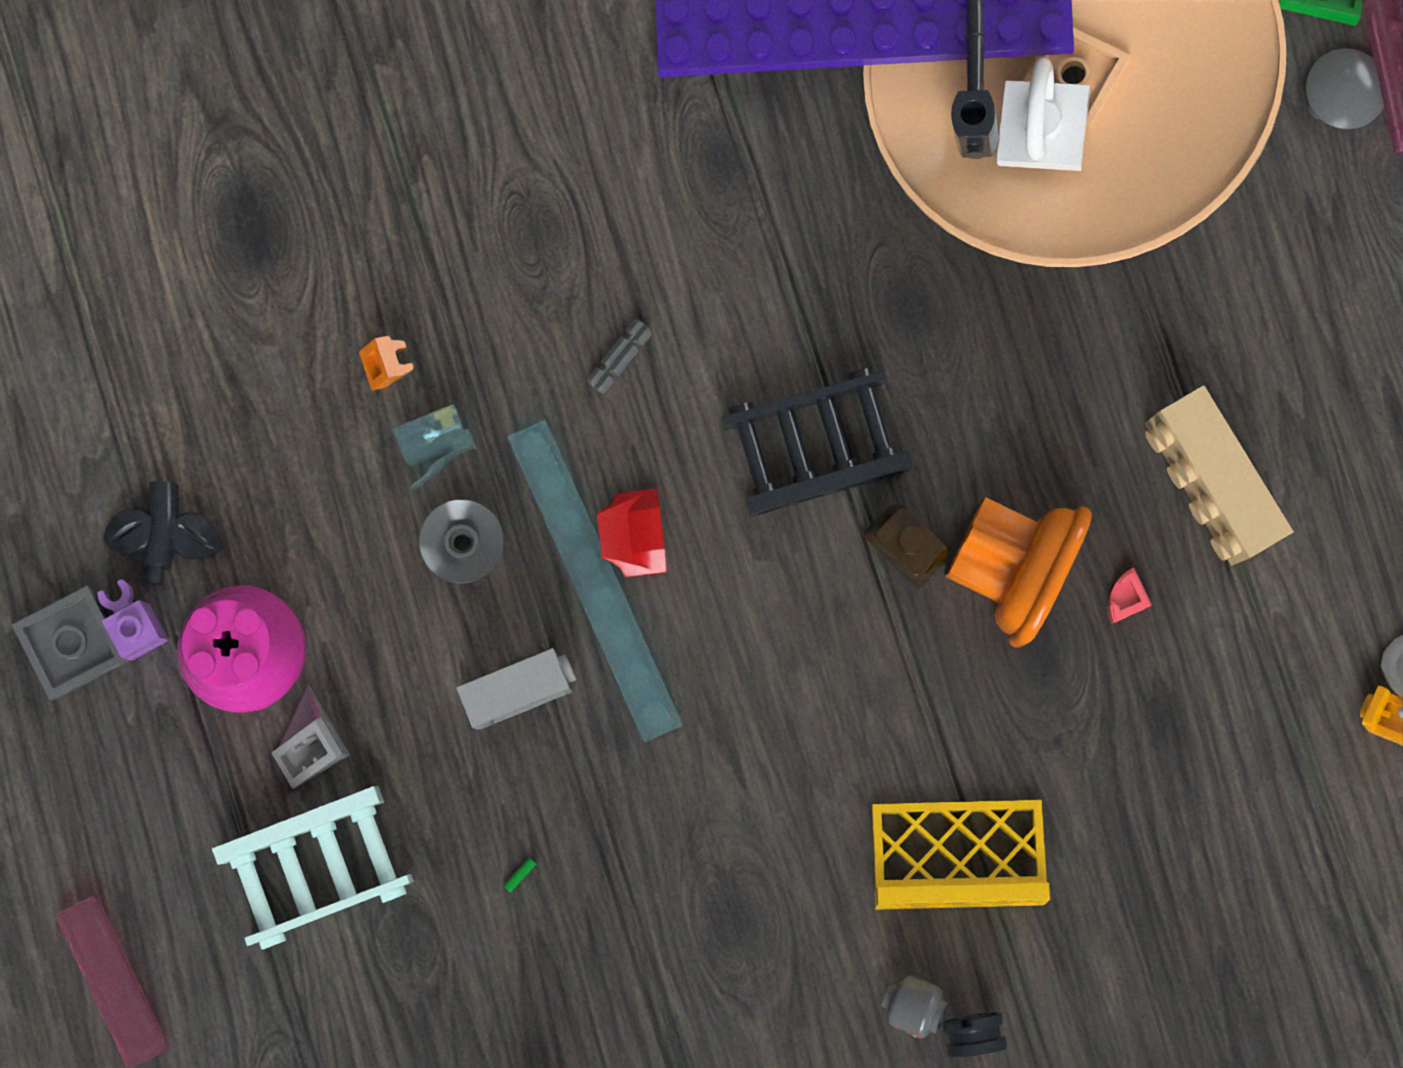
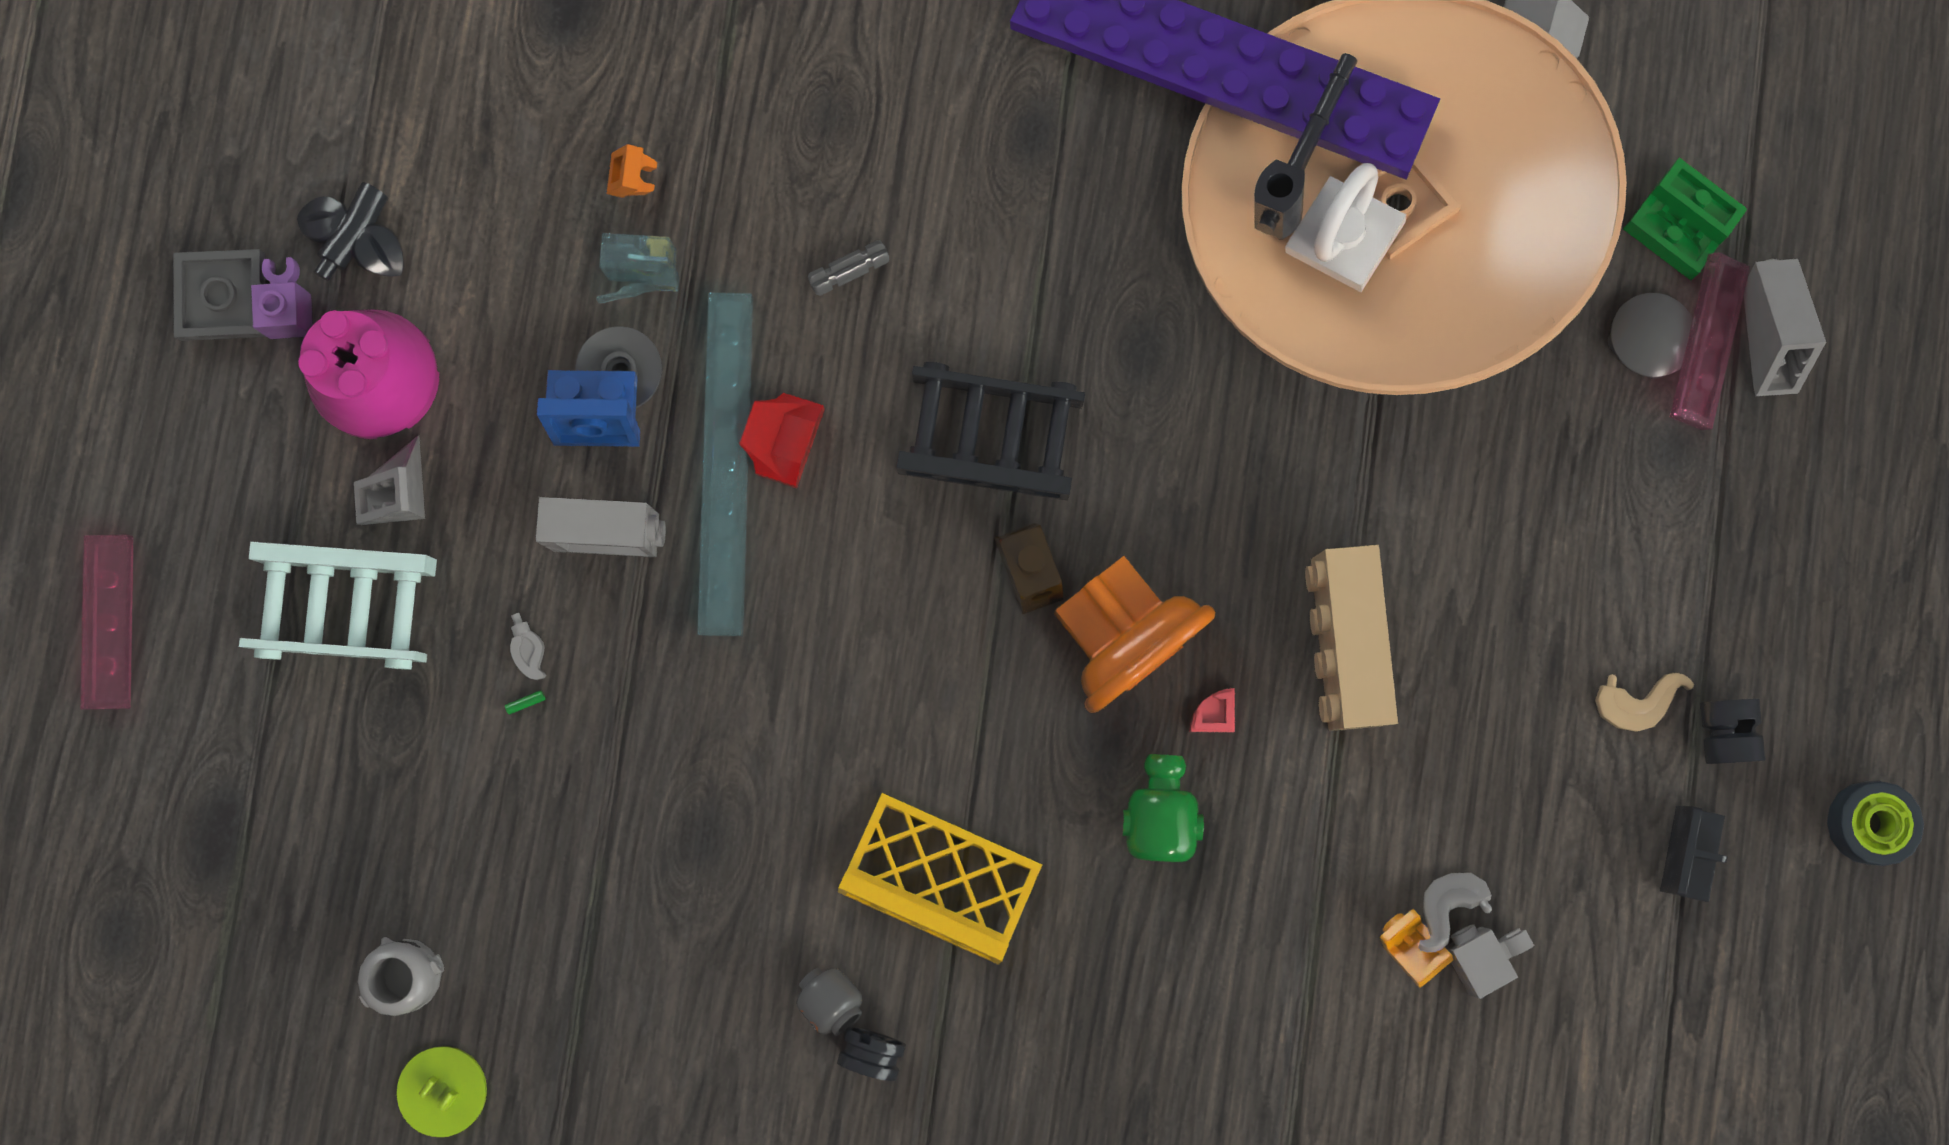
camera: 30 degrees right, 0 degrees up
(455, 587) = (590, 408): none -> blue bracket
(498, 827) = (526, 649): none -> light grey piece
(1127, 709) = (1163, 819): none -> green piece

